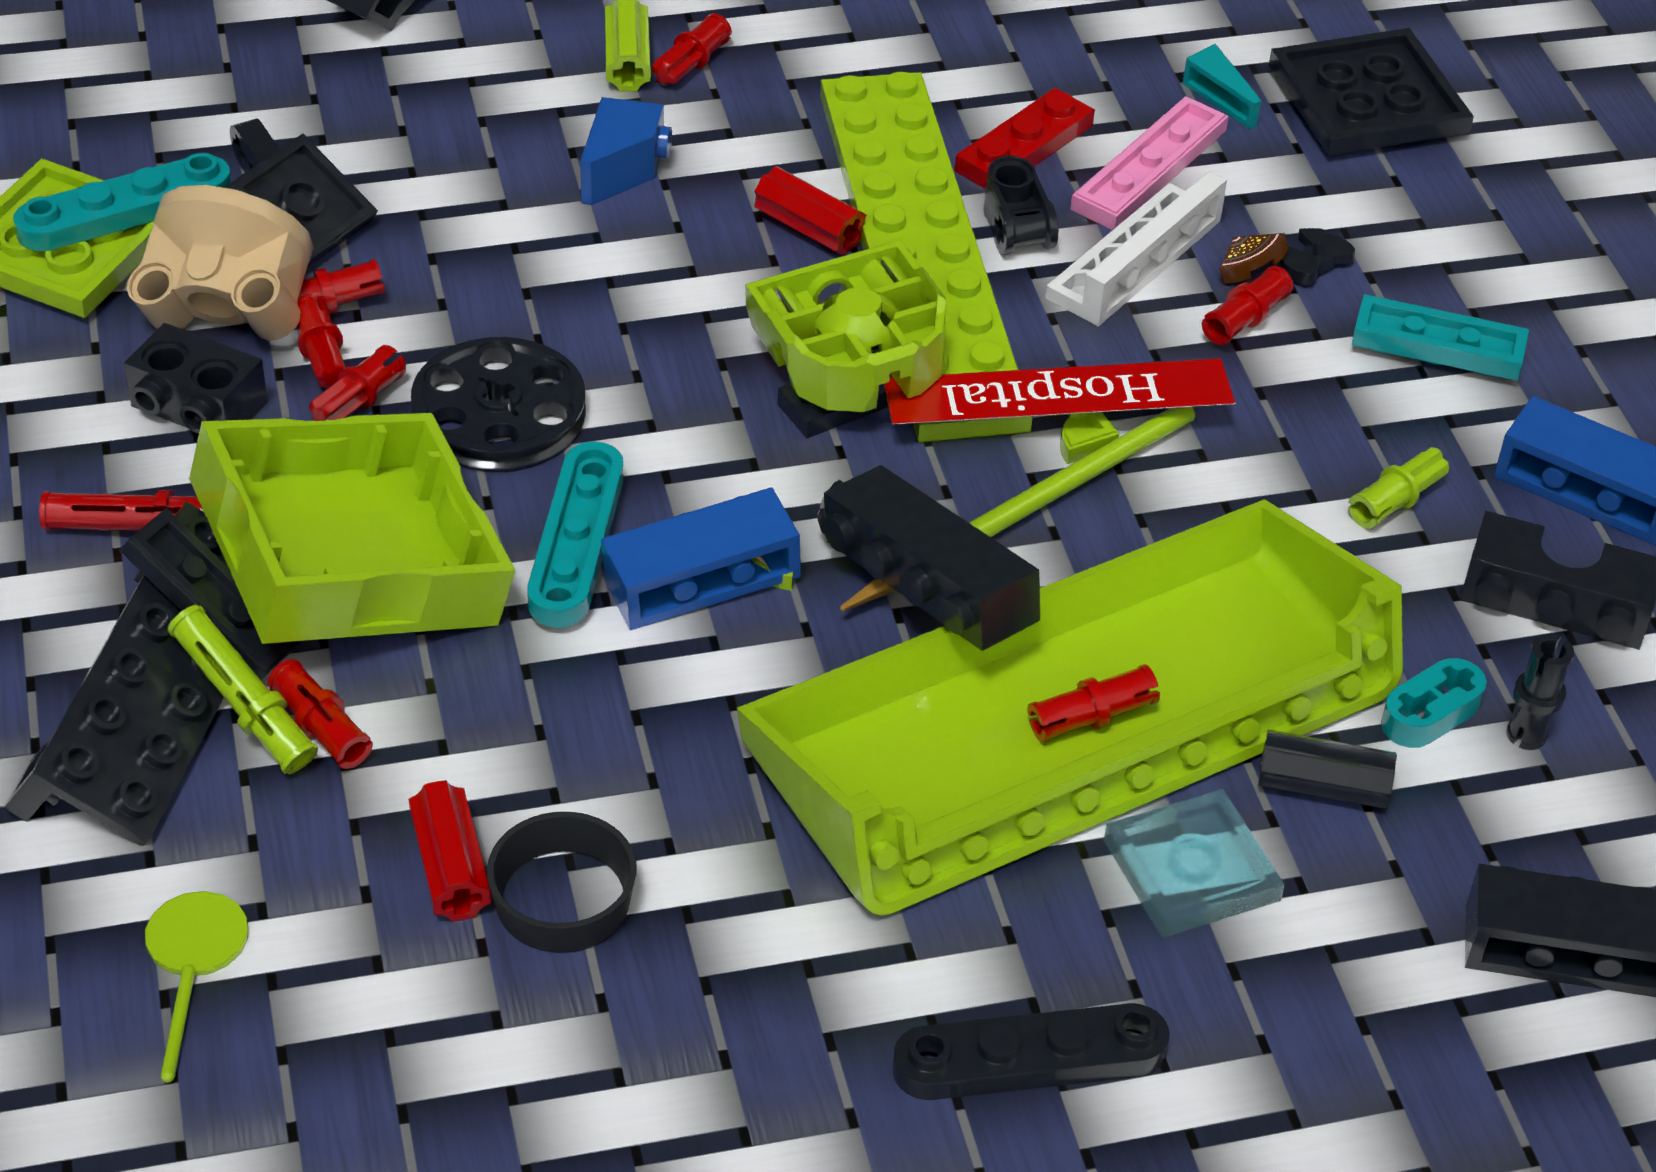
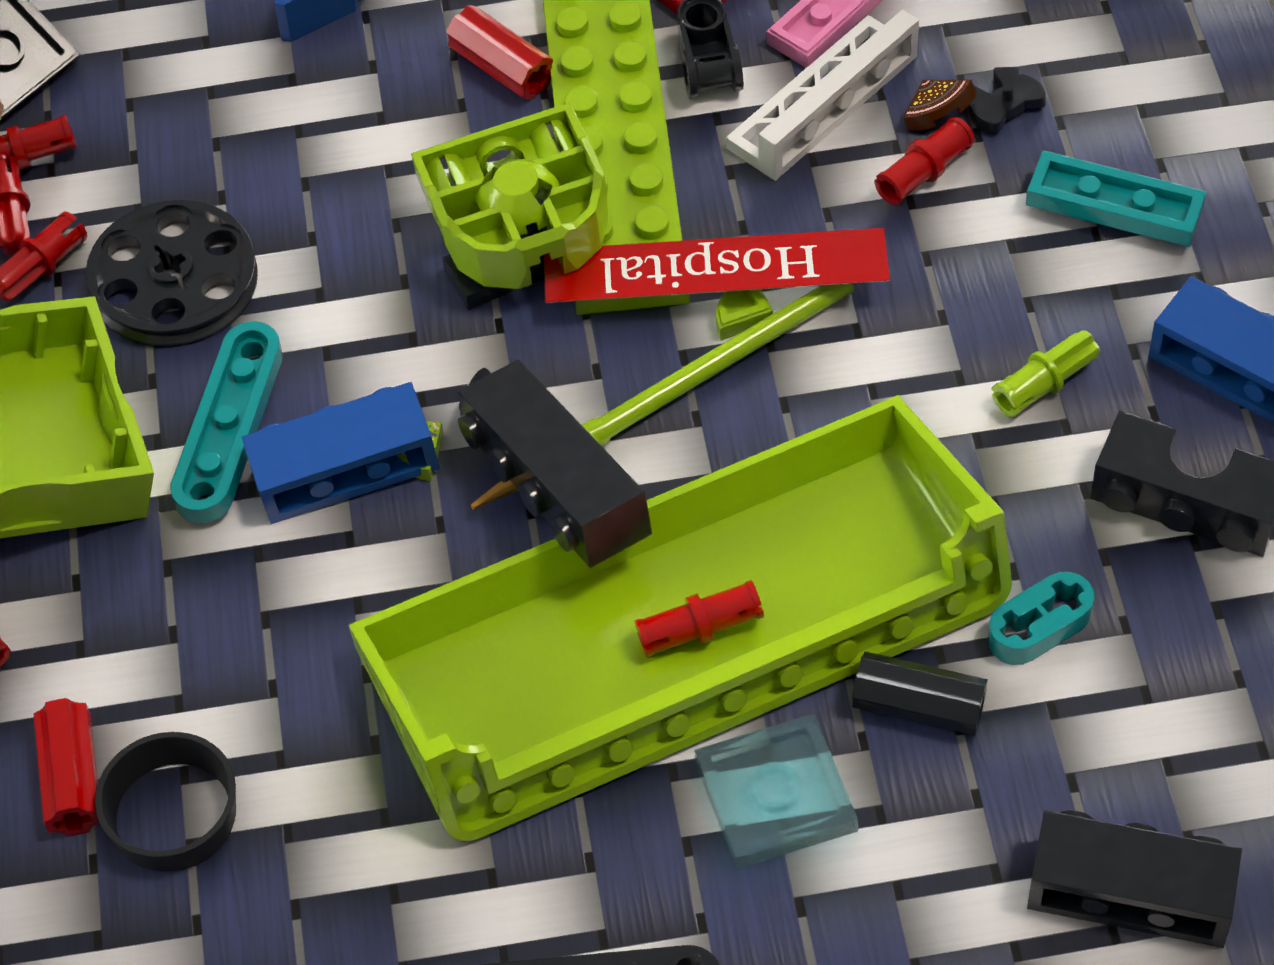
camera: 10 degrees right, 10 degrees up
(1539, 691) = (1138, 618): black pin -> none

